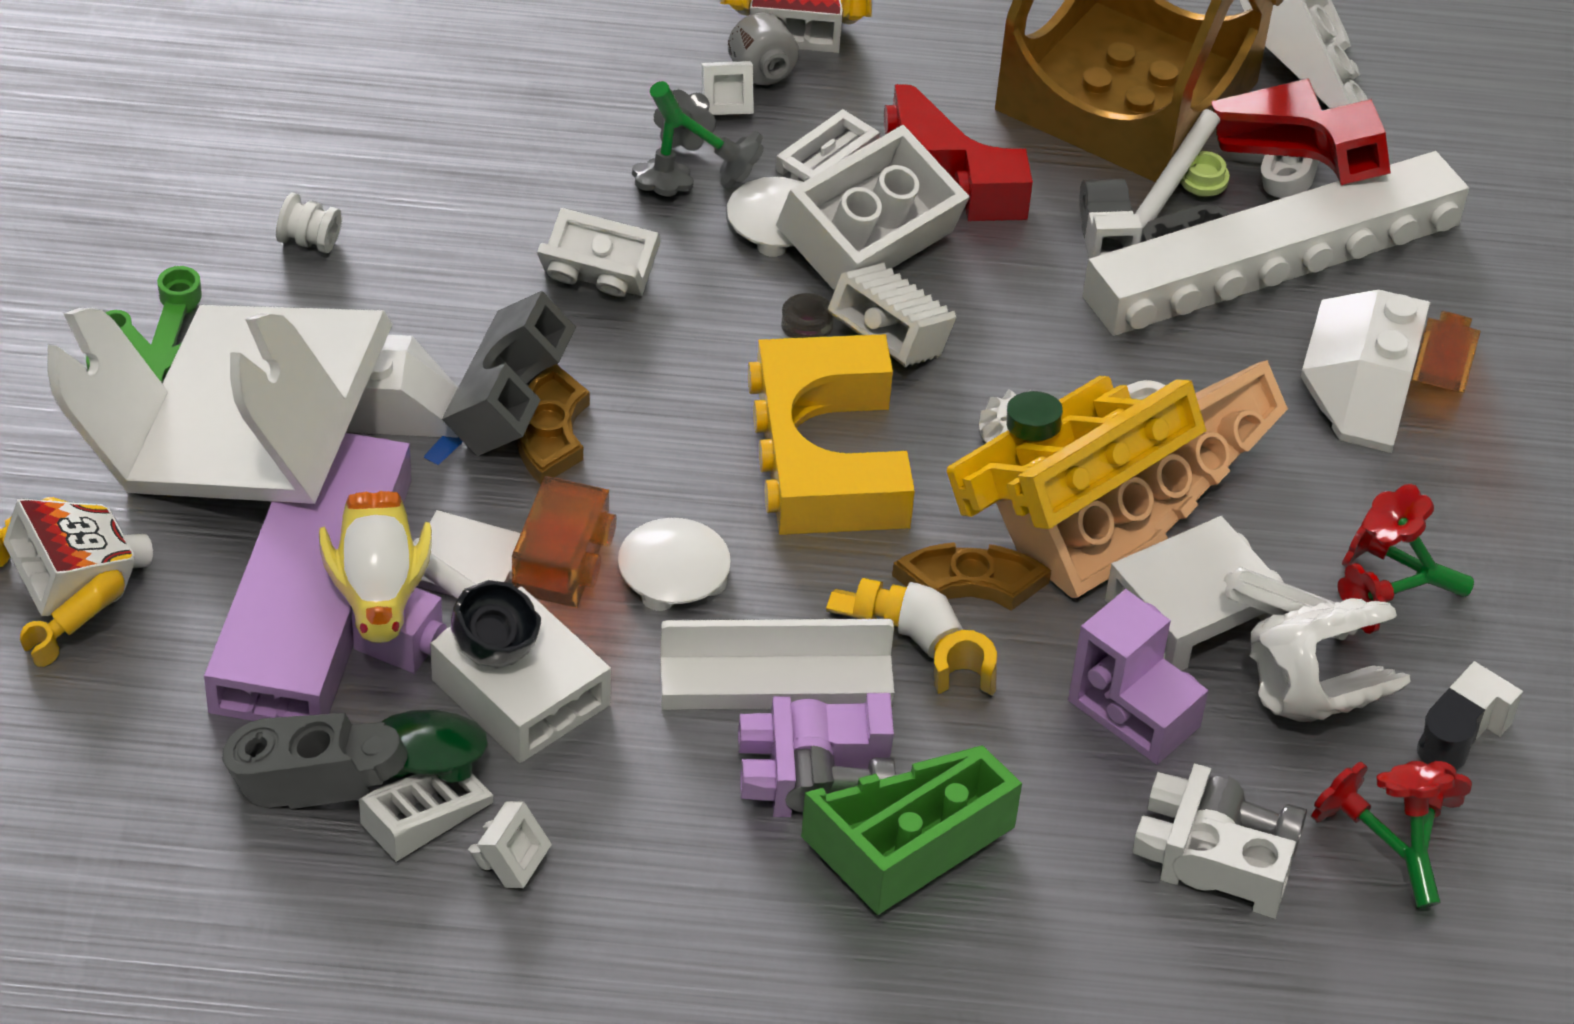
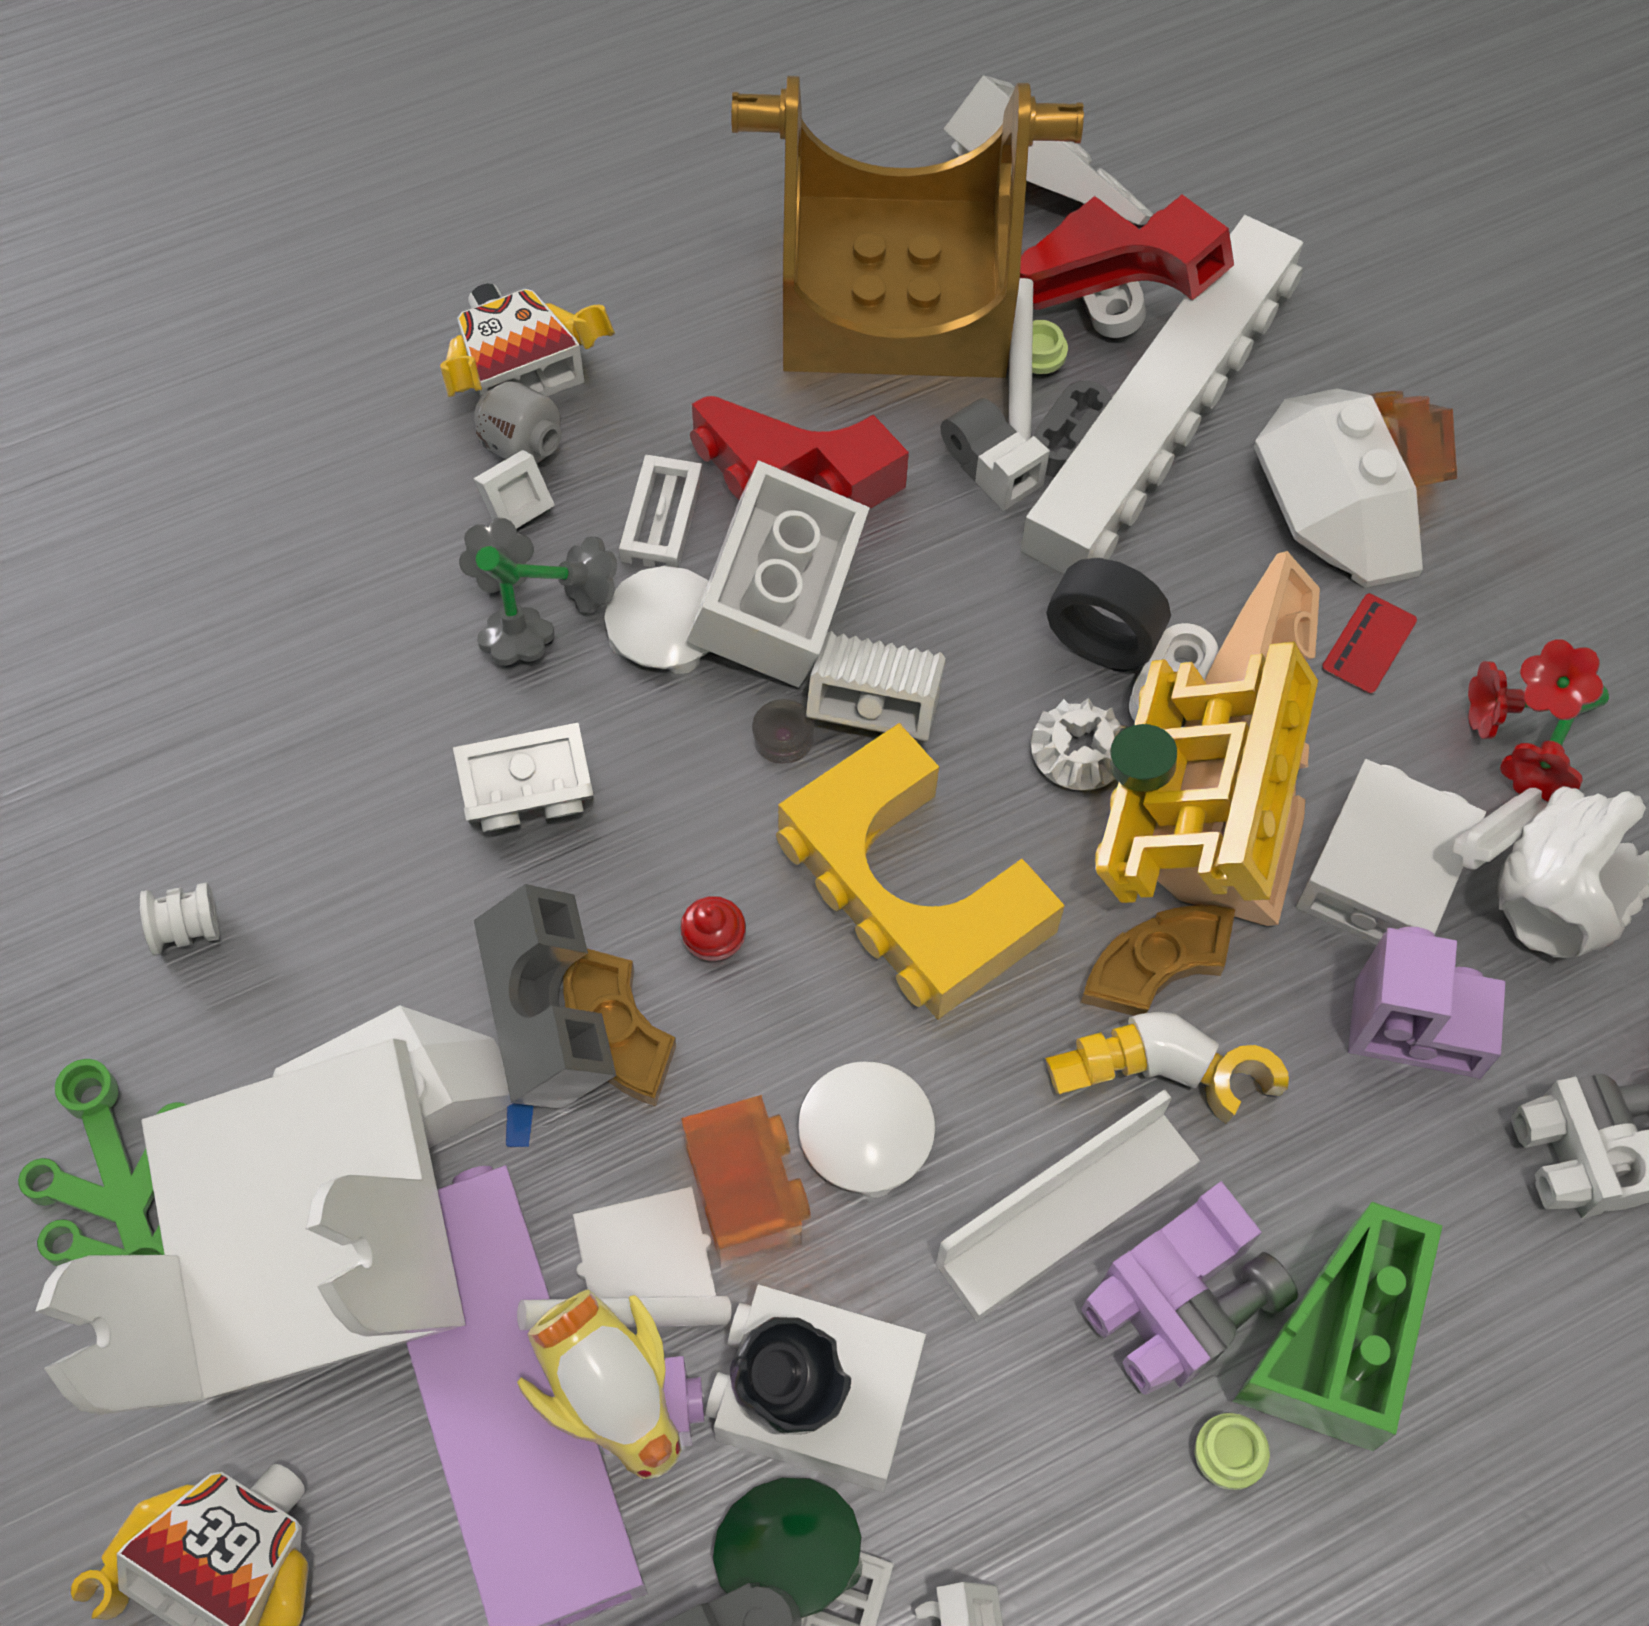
camera: 30 degrees left, 15 degrees up
(660, 401) = (713, 928): none -> red plate
(775, 858) = (1232, 1451): none -> yellowish green plate
(1101, 339) = (1119, 591): none -> black tyre
(1310, 473) = (1369, 643): none -> red sticker

